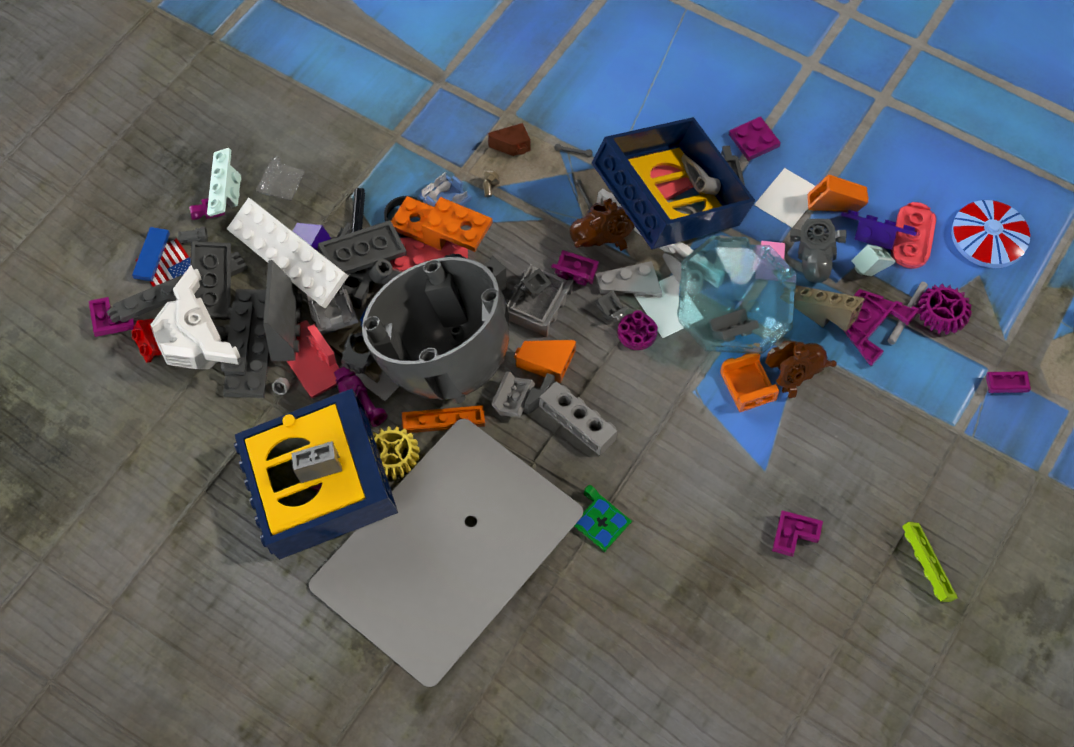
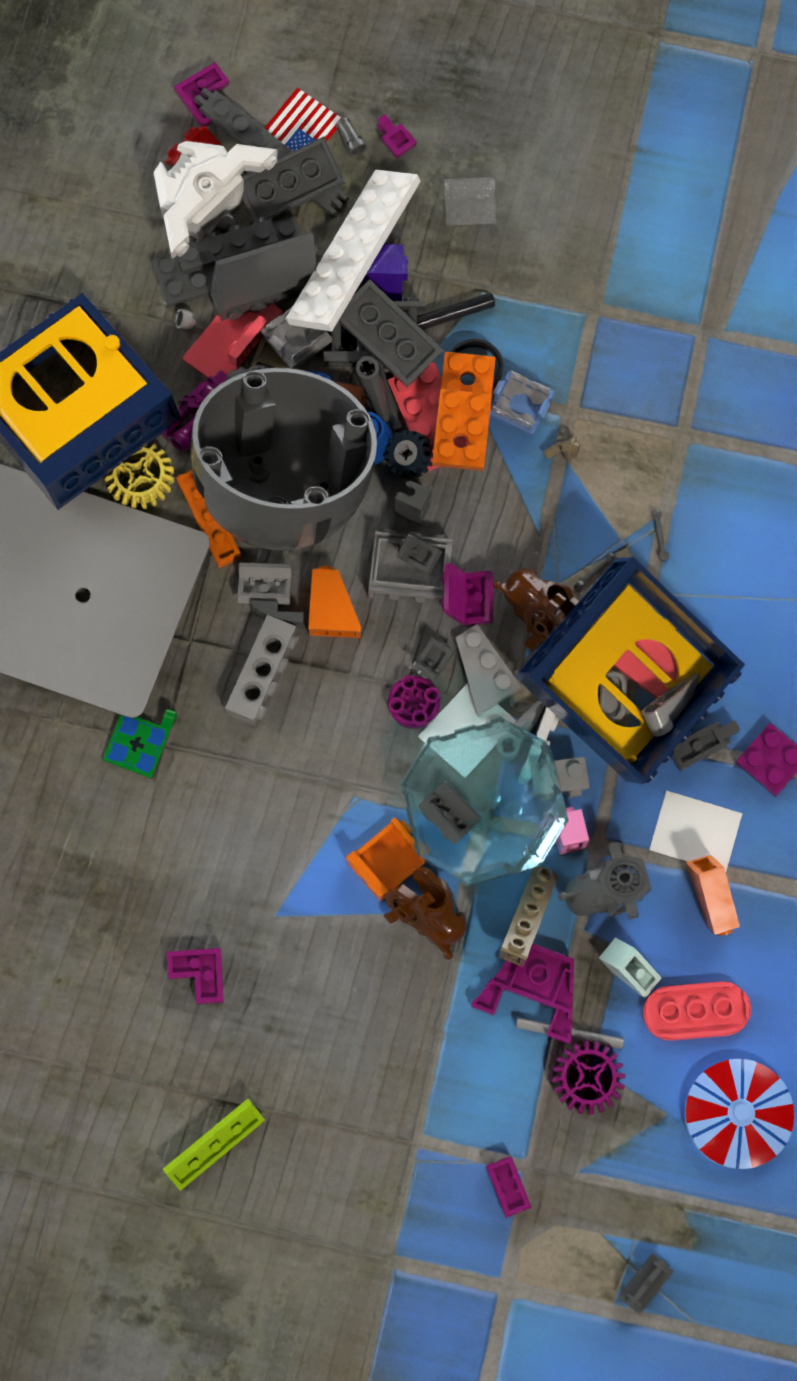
camera: 70 degrees right, 15 degrees up
(151, 254) = (308, 101): blue tile -> none
(223, 184) = (434, 139): light aqua bracket -> none
(316, 462) = (62, 391): dark grey hinge -> none
(510, 140) = (640, 452): copper slope -> none
(876, 232) = (678, 960): dark purple bracket -> none

